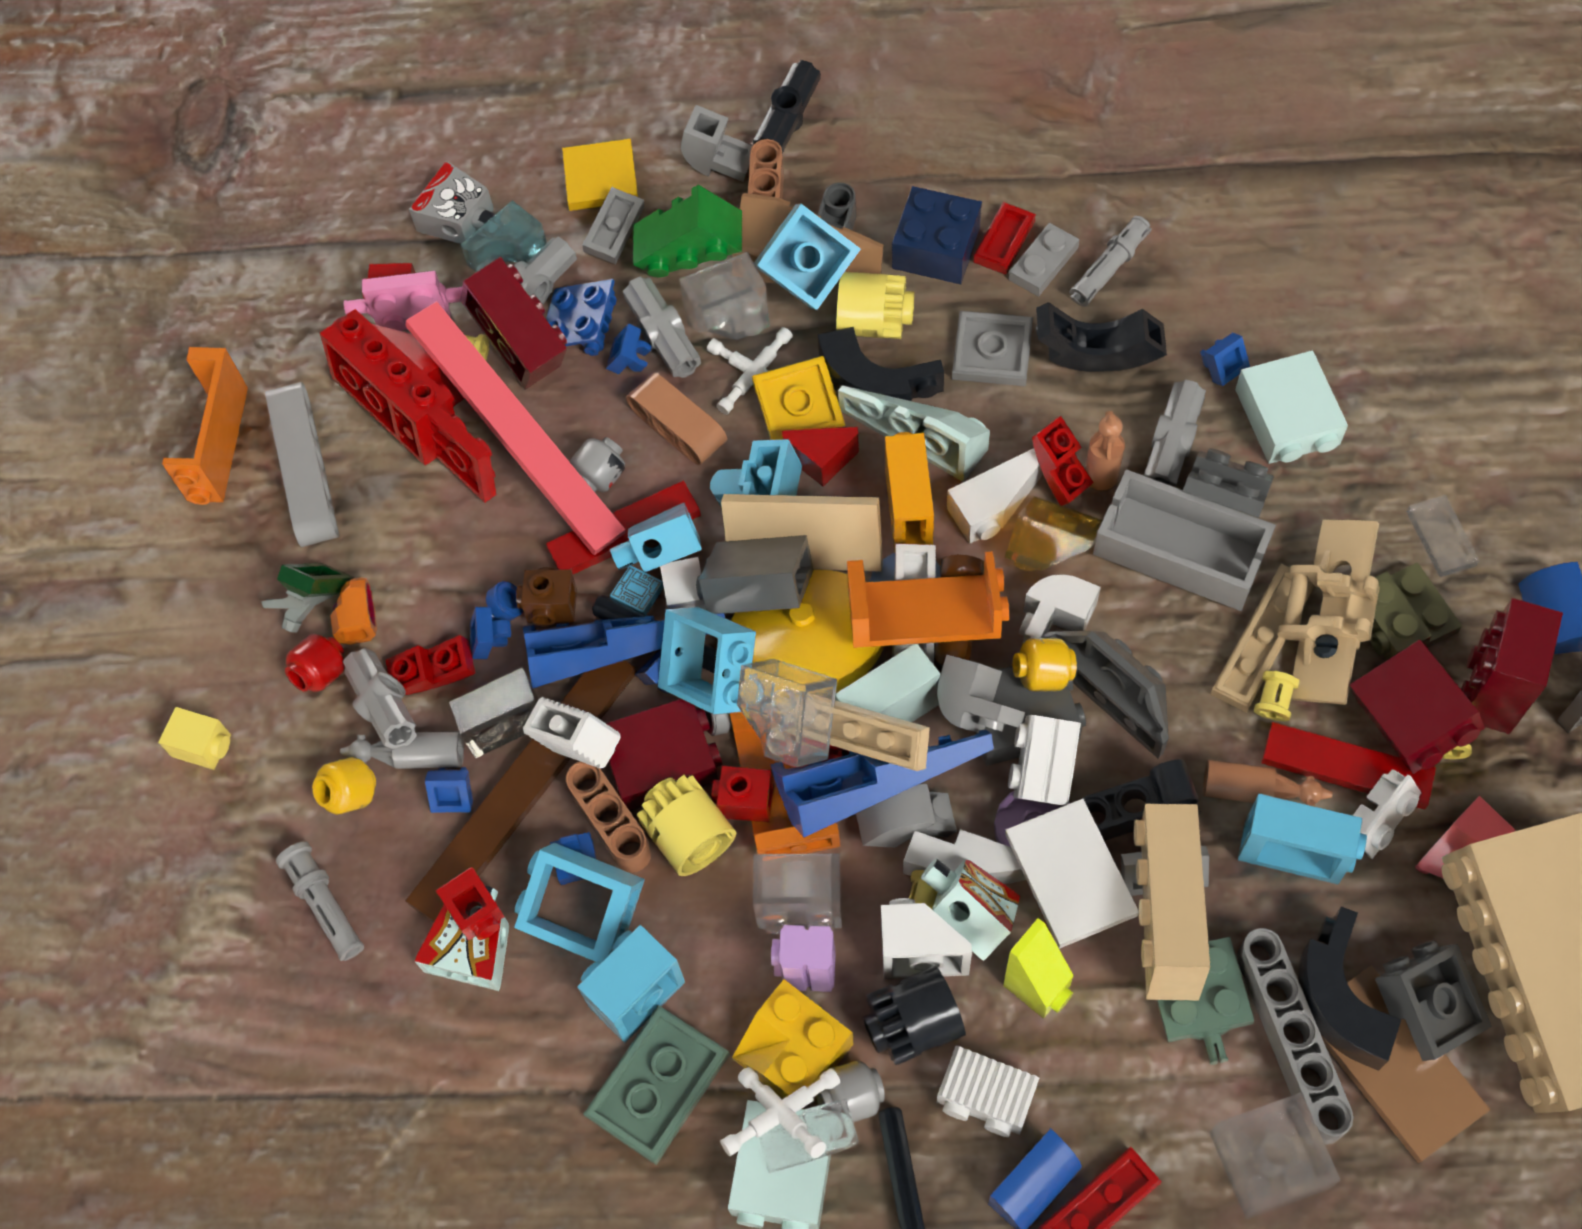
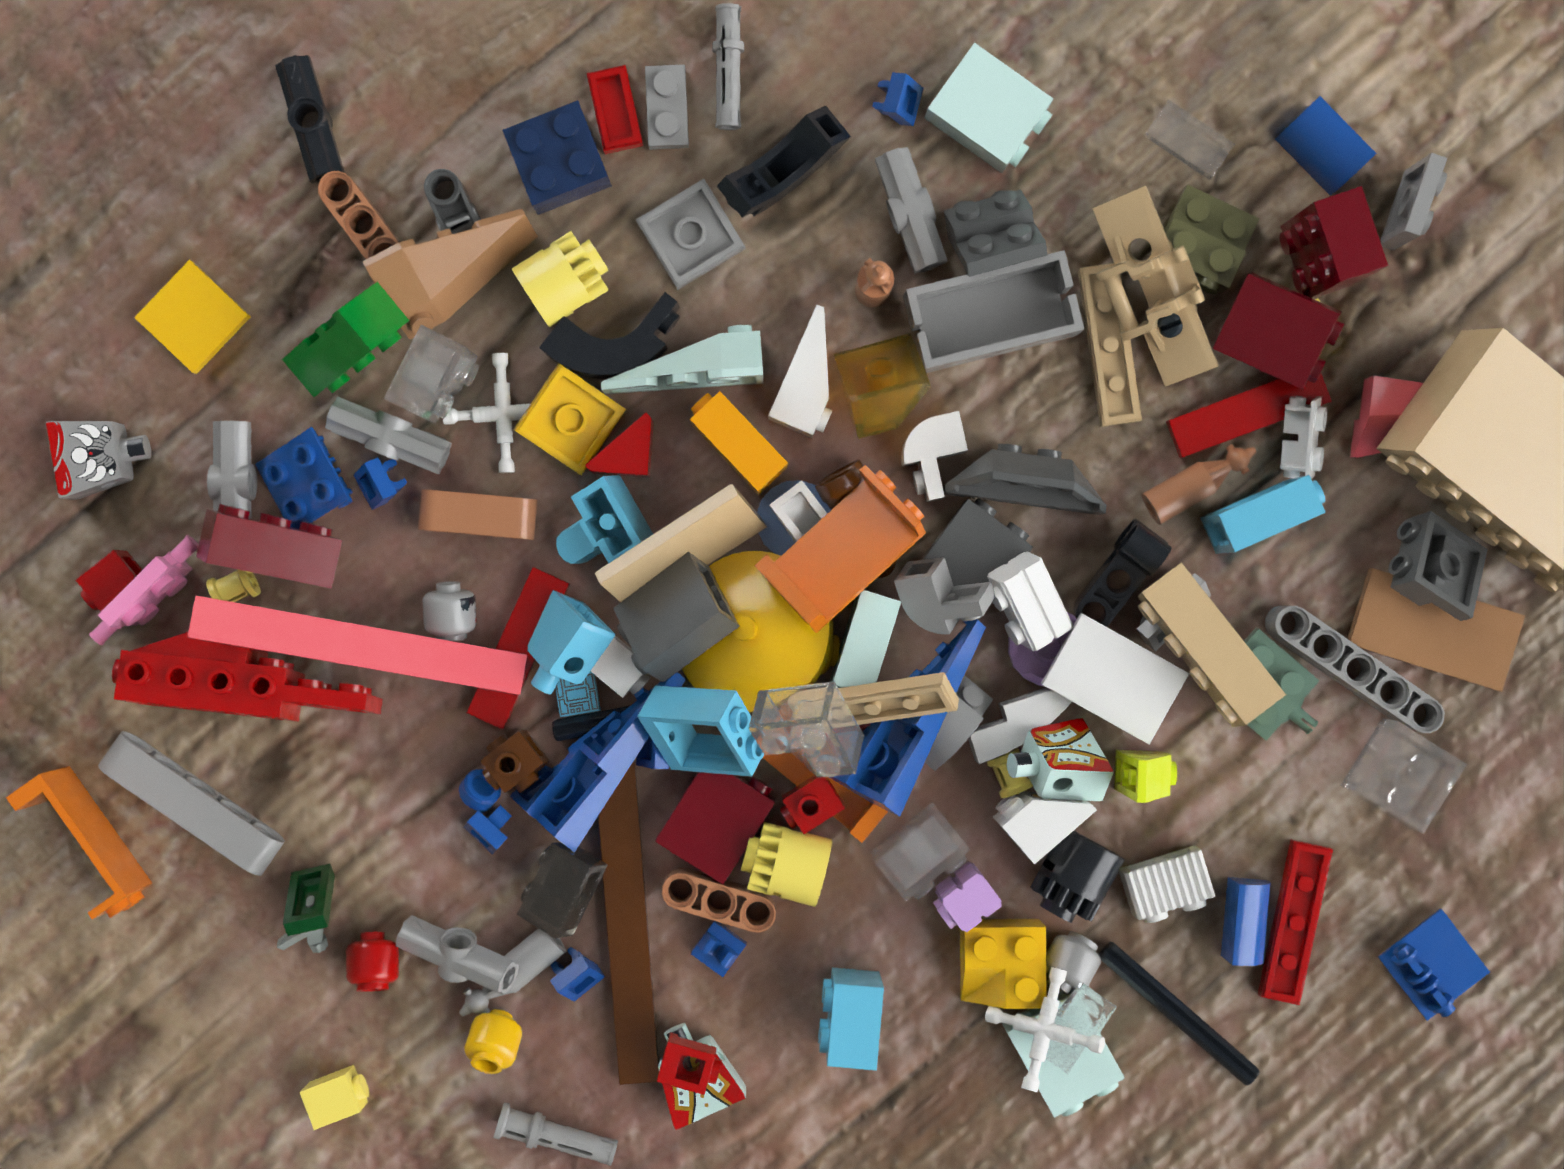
camera: 45 degrees left, 25 degrees up
(354, 613) = (362, 894): orange rock -> none
(431, 668) = (466, 887): red slope -> none
(508, 234) = (168, 450): clear light blue arch -> none
(572, 732) = (645, 870): white brick -> none
(613, 225) = (256, 365): light grey plate -> none
(618, 915) = (750, 965): medium azure window -> none
(656, 1084) = (923, 1063): sand green tile -> none
(709, 148) = (278, 217): light grey brick -> none
(806, 256) = (475, 287): medium azure brick -> none
(1045, 664) = (972, 523): yellow head -> none
(1055, 452) = (840, 315): red slope -> none
(1285, 685) = (1158, 396): light yellow bush -> none
(1338, 1013) = (1360, 623): black arch -> none

